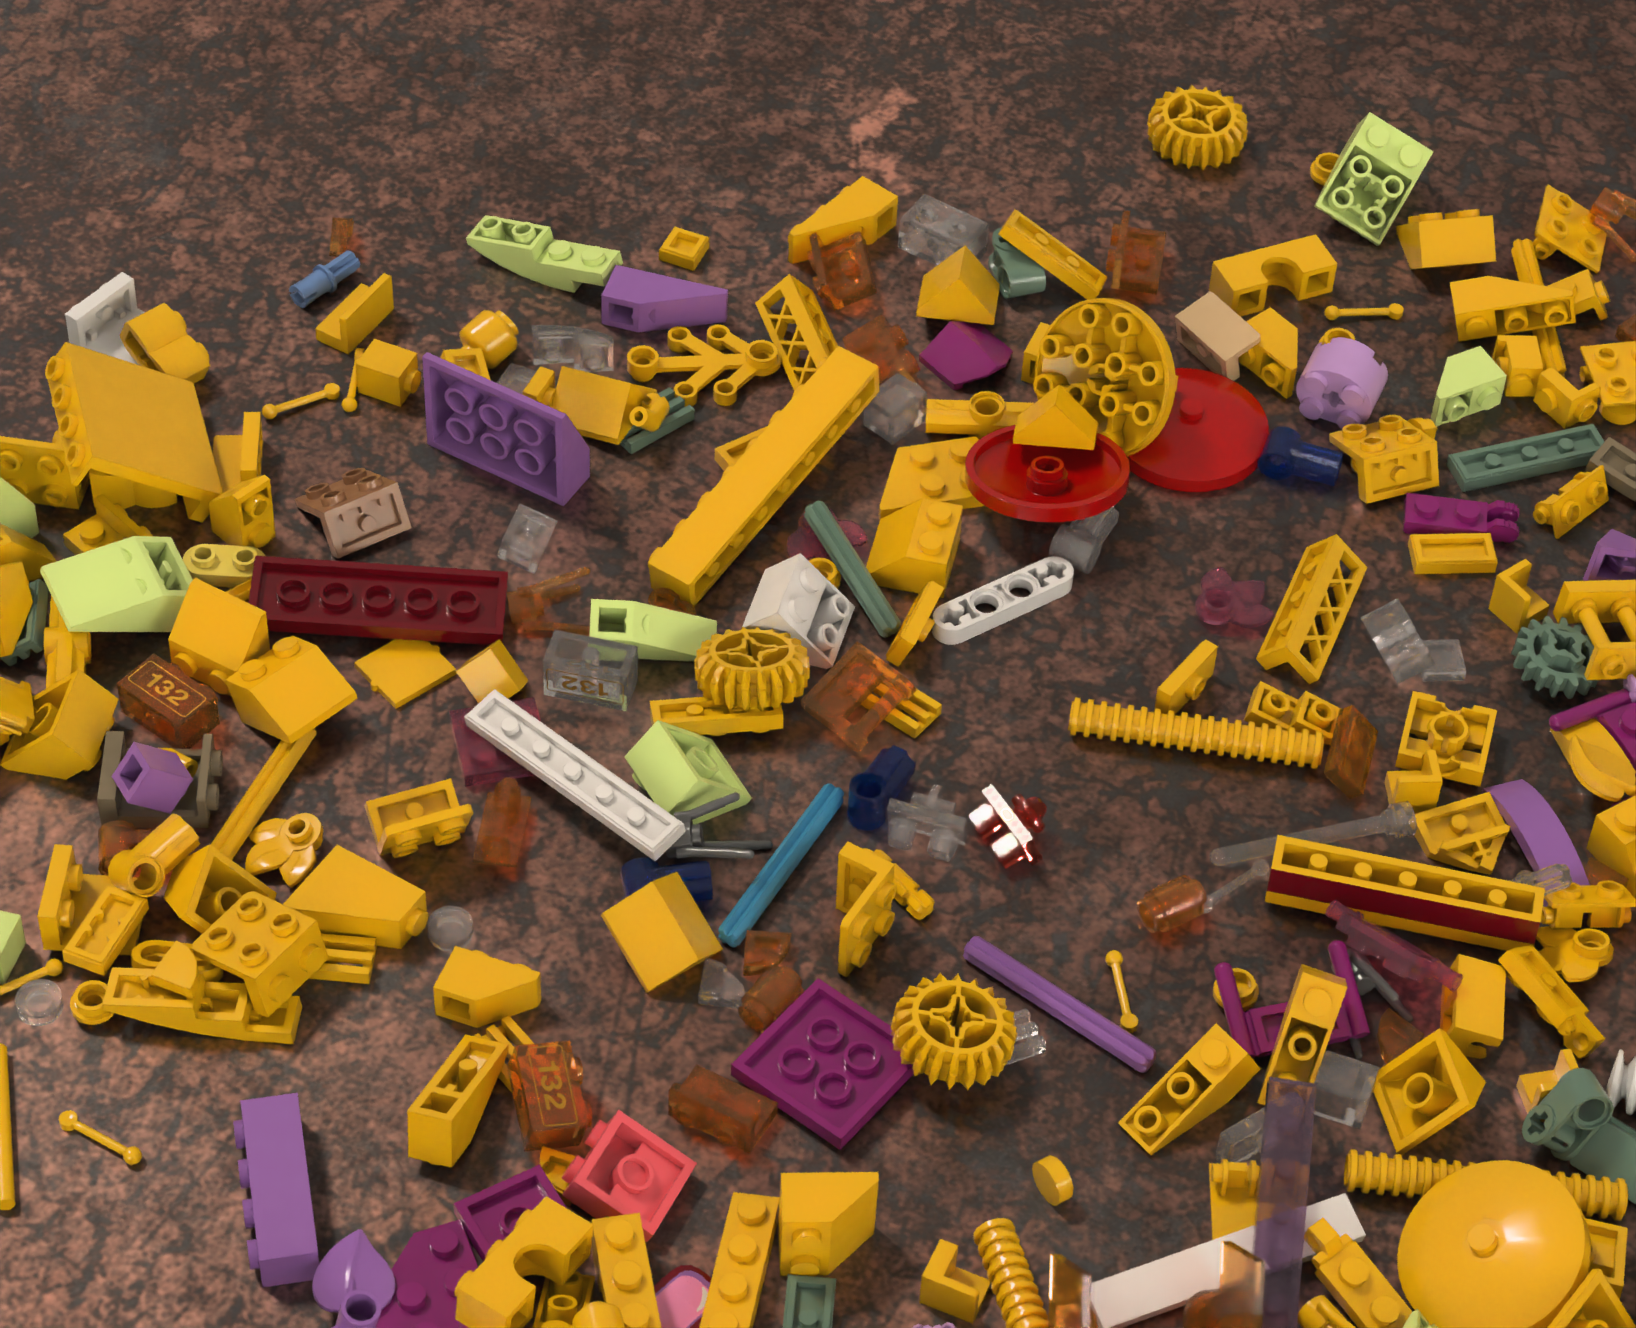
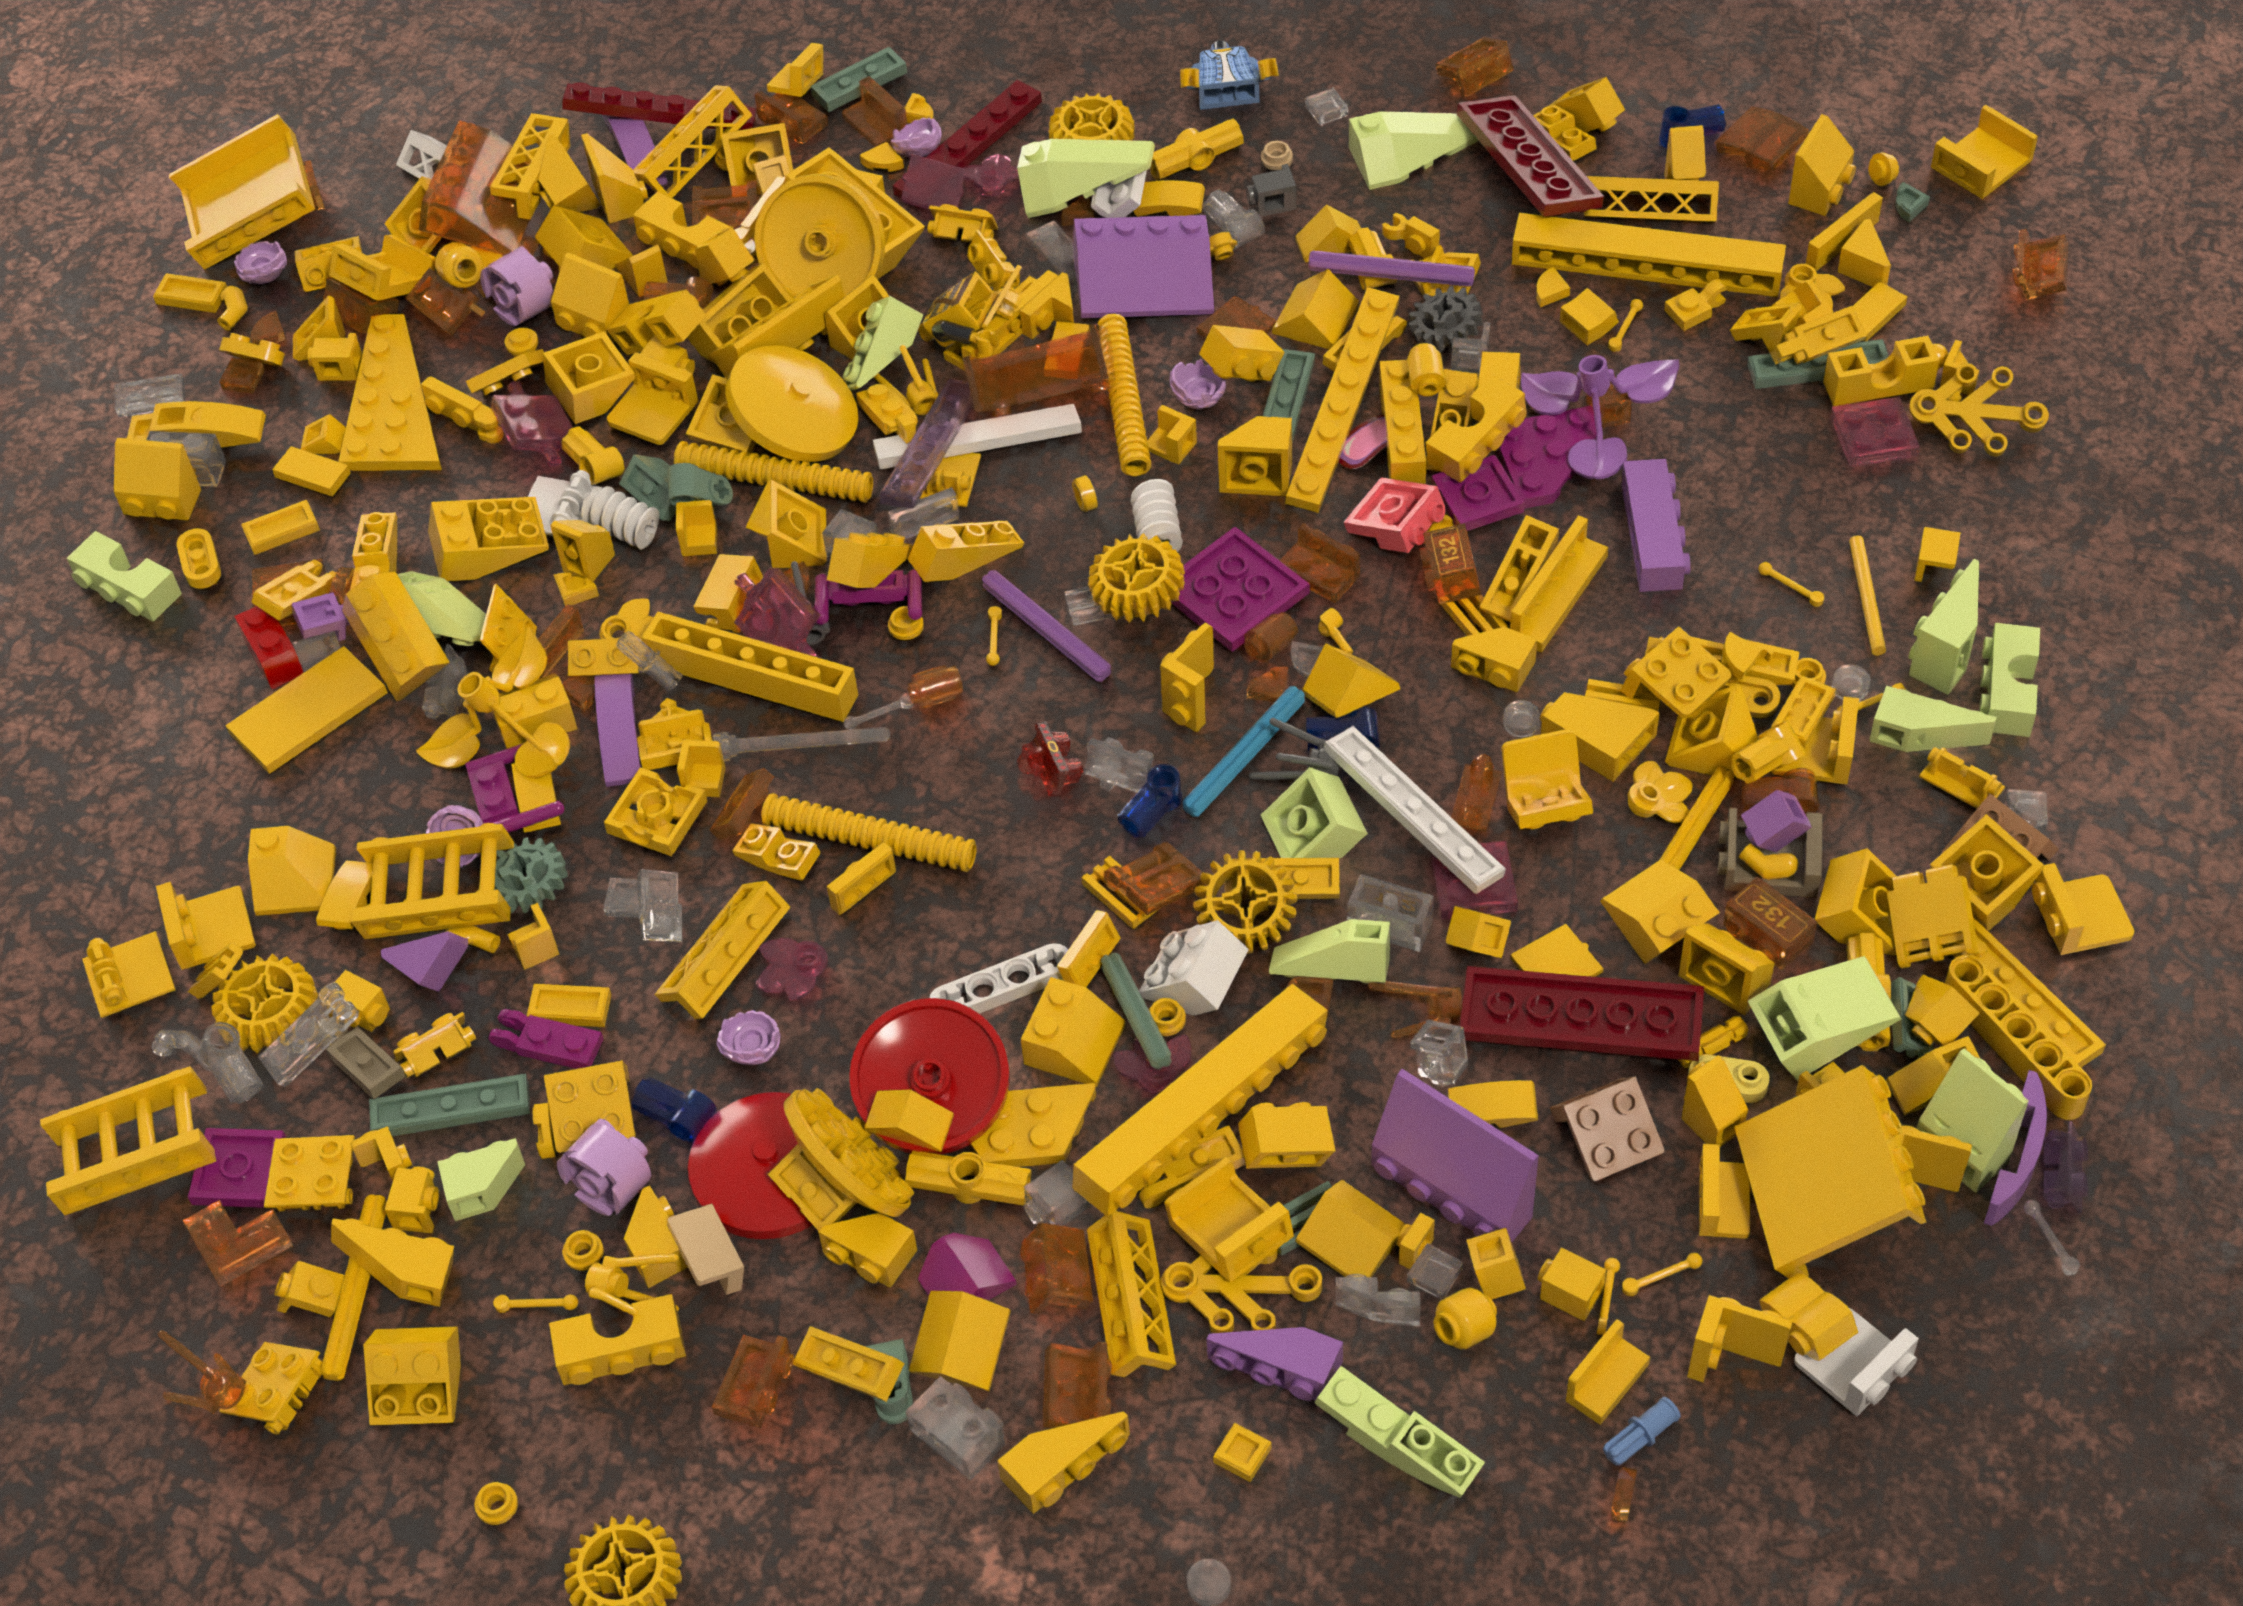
camera: 165 degrees left, 5 degrees up
(236, 325) = (1738, 1330): none -> yellow bracket
(384, 1130) = (1558, 584): none -> yellow fence
(458, 513) = (1498, 1102): none -> yellow slope
(651, 413) = (1299, 1200): yellow arm -> none
(675, 453) = (1286, 1136): none -> yellow brick
(698, 1027) = (1329, 625): none -> yellow hand
(699, 164) = (1208, 1582): none -> clear tile
(719, 388) = (1227, 1220): none -> yellow panel
(919, 902) = (1151, 727): yellow axle -> none
(947, 1143) = (1156, 512): none -> white piece
(1249, 514) = (749, 1038): none -> lavender hair
(1298, 310) = (608, 1281): none -> yellow plant
(1372, 178) = (457, 1458): yellowish green slope -> none
(1553, 998) = (667, 588): yellow hinge -> none

